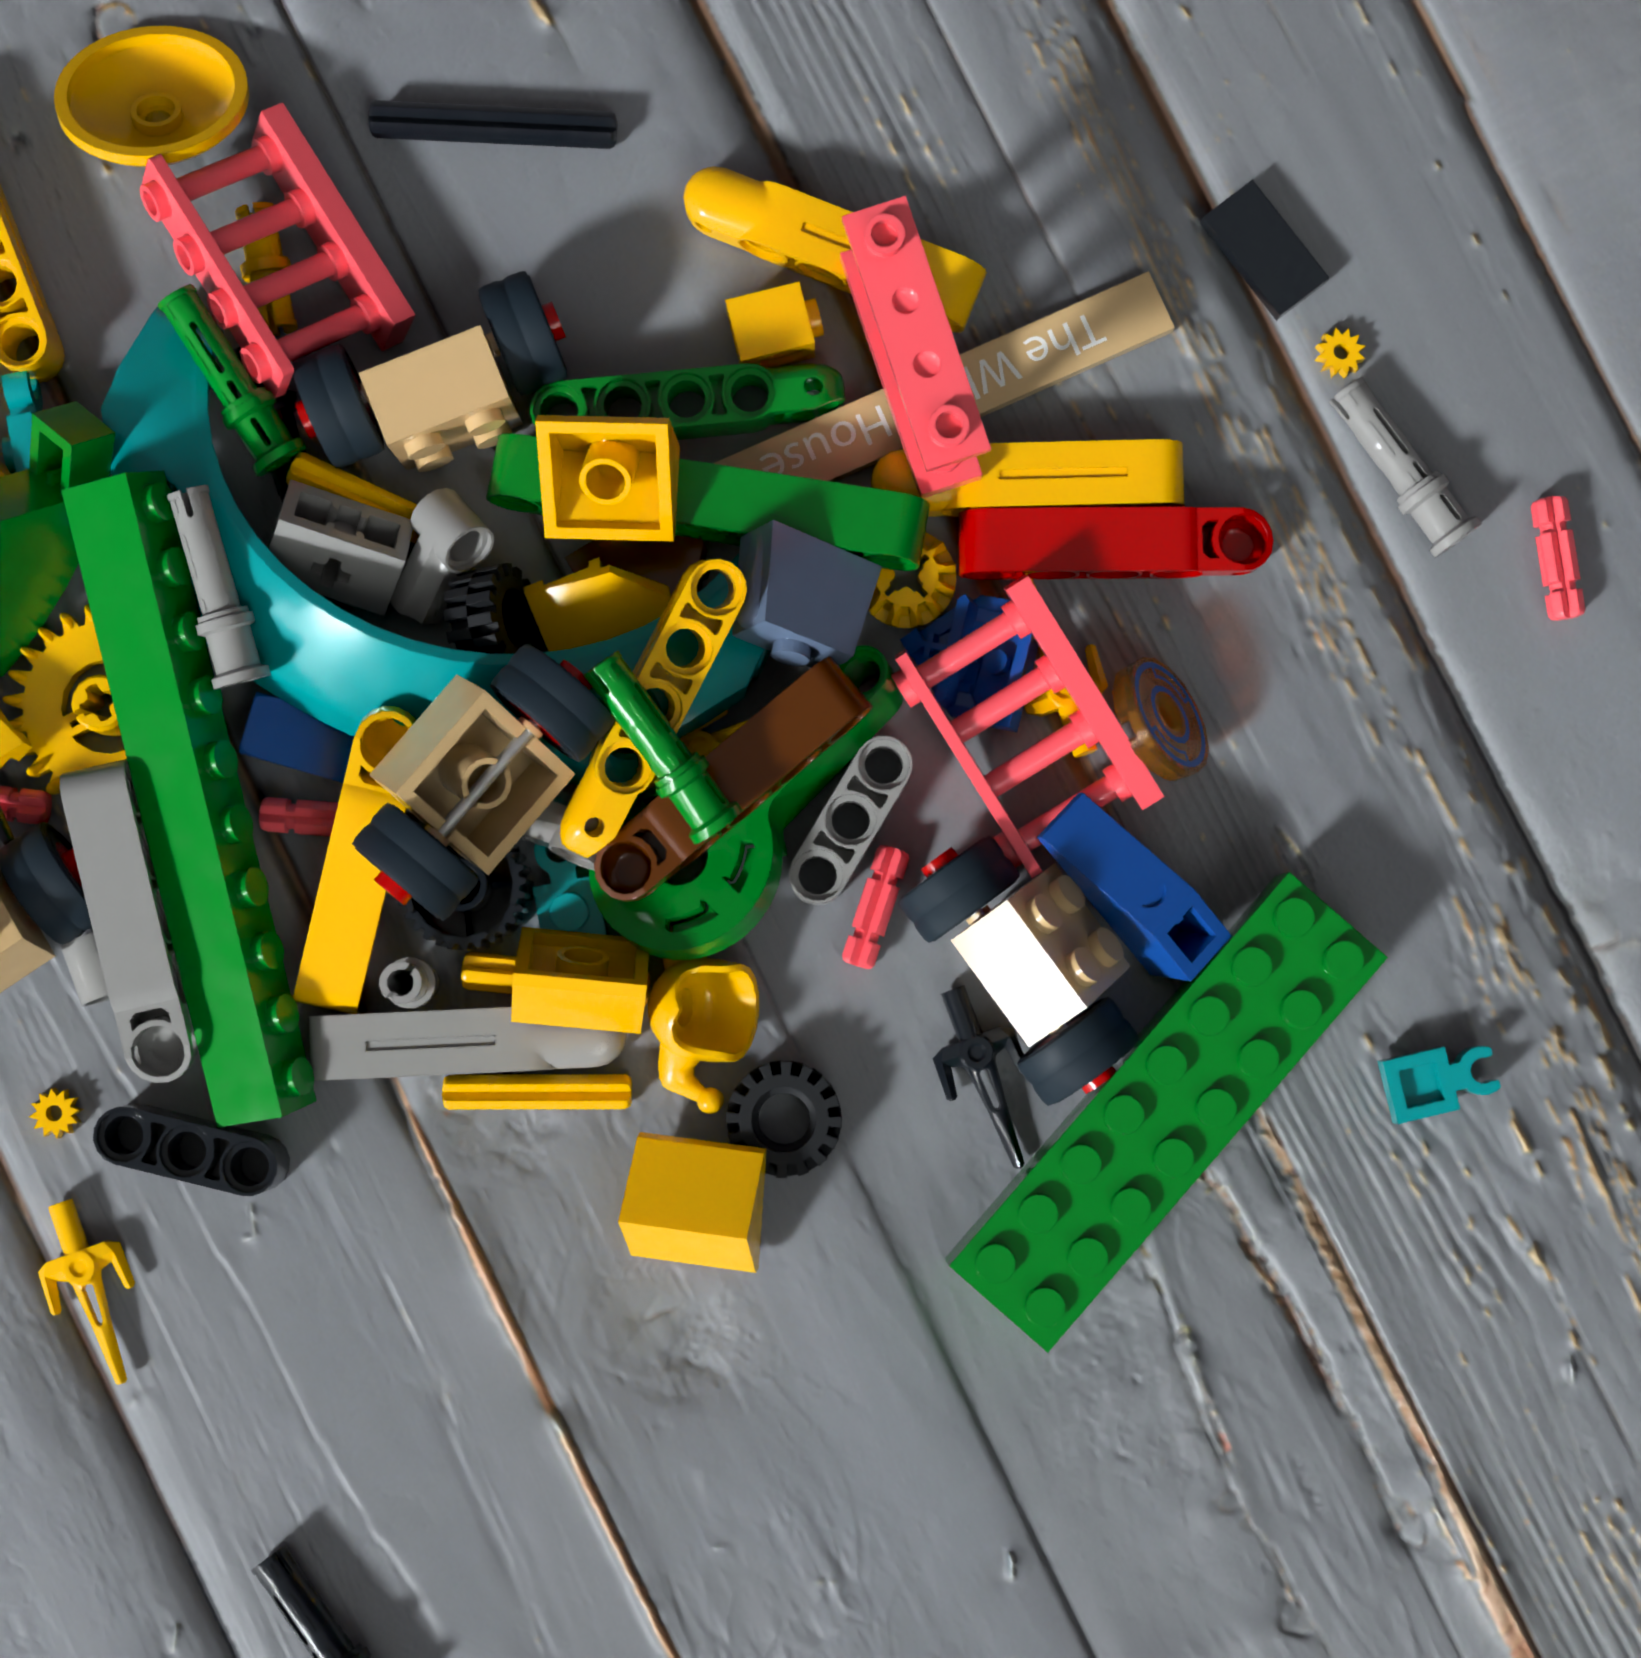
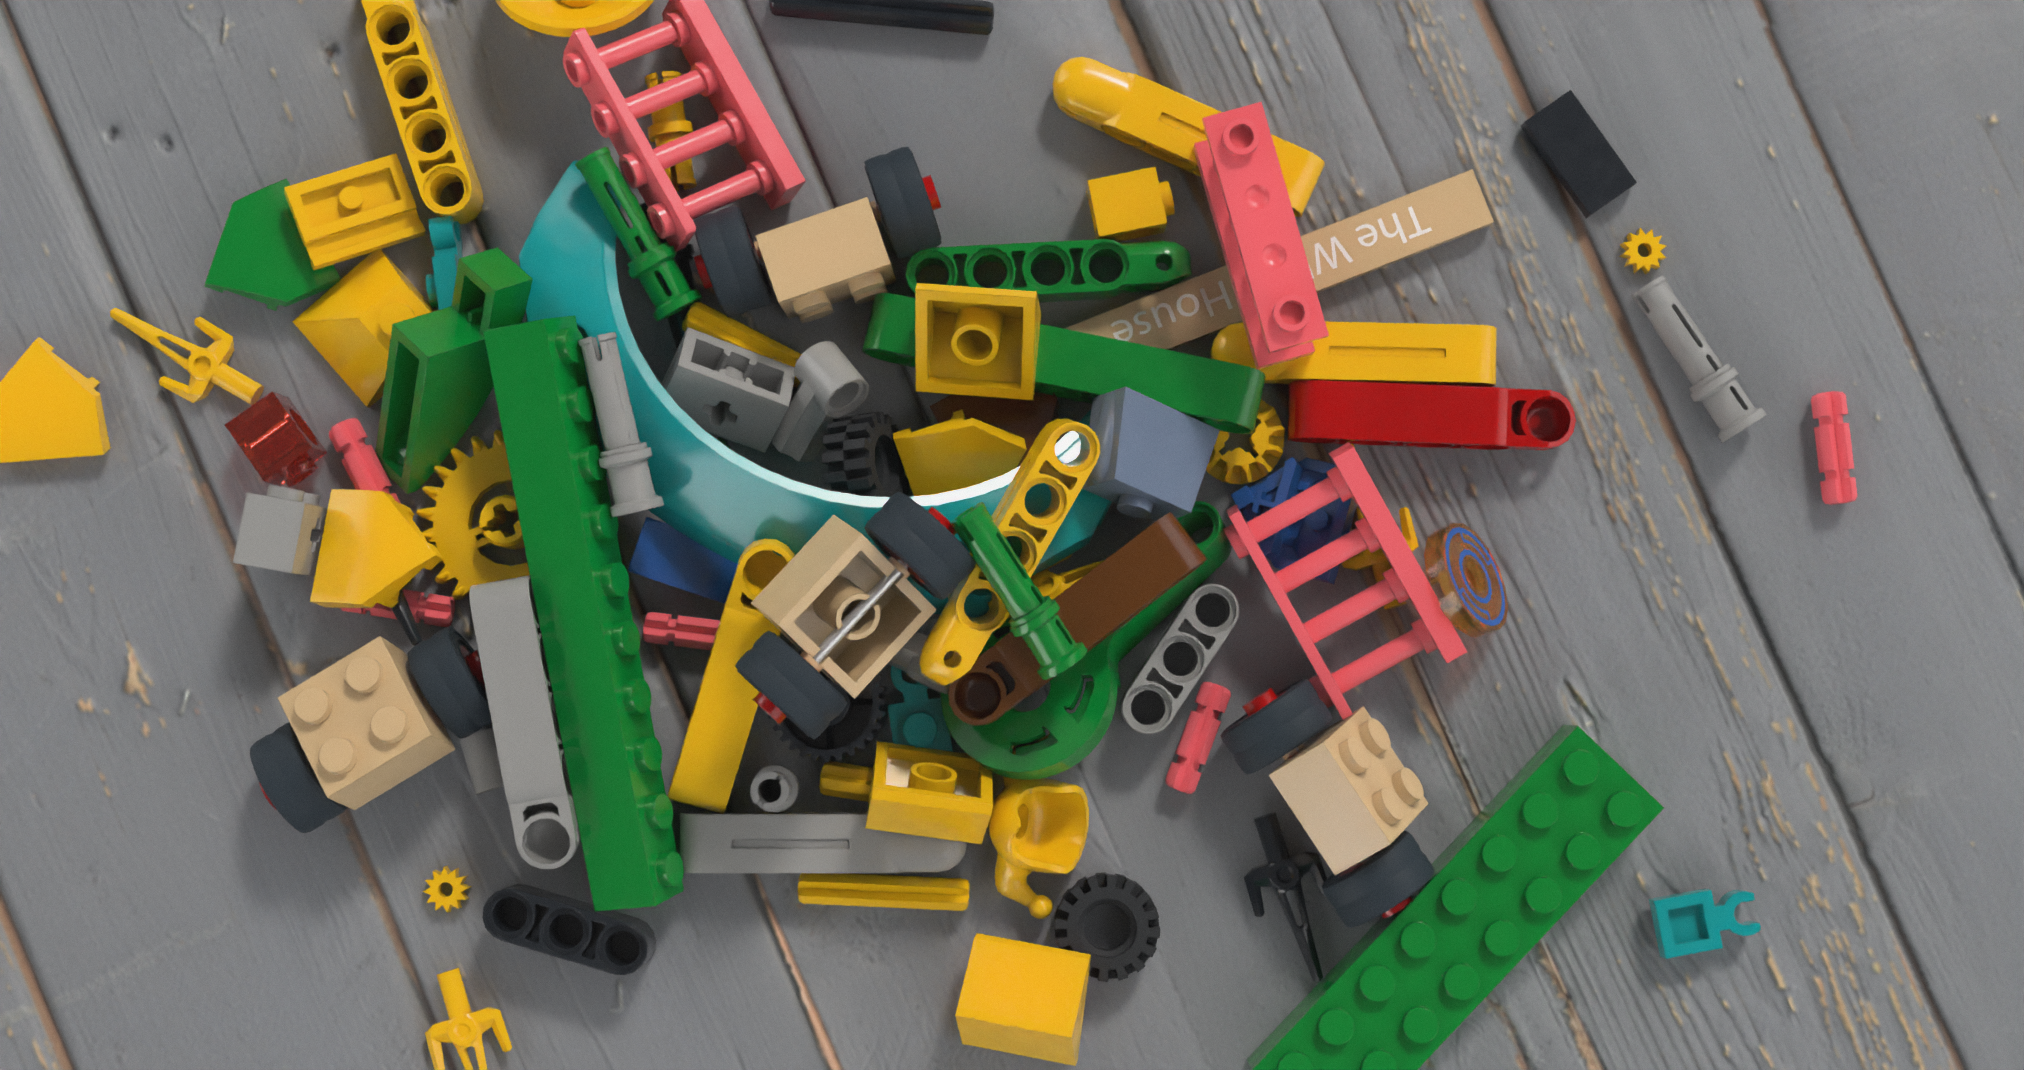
camera: 10 degrees right, 0 degrees up
(1135, 891) = (1436, 736): blue slope -> none

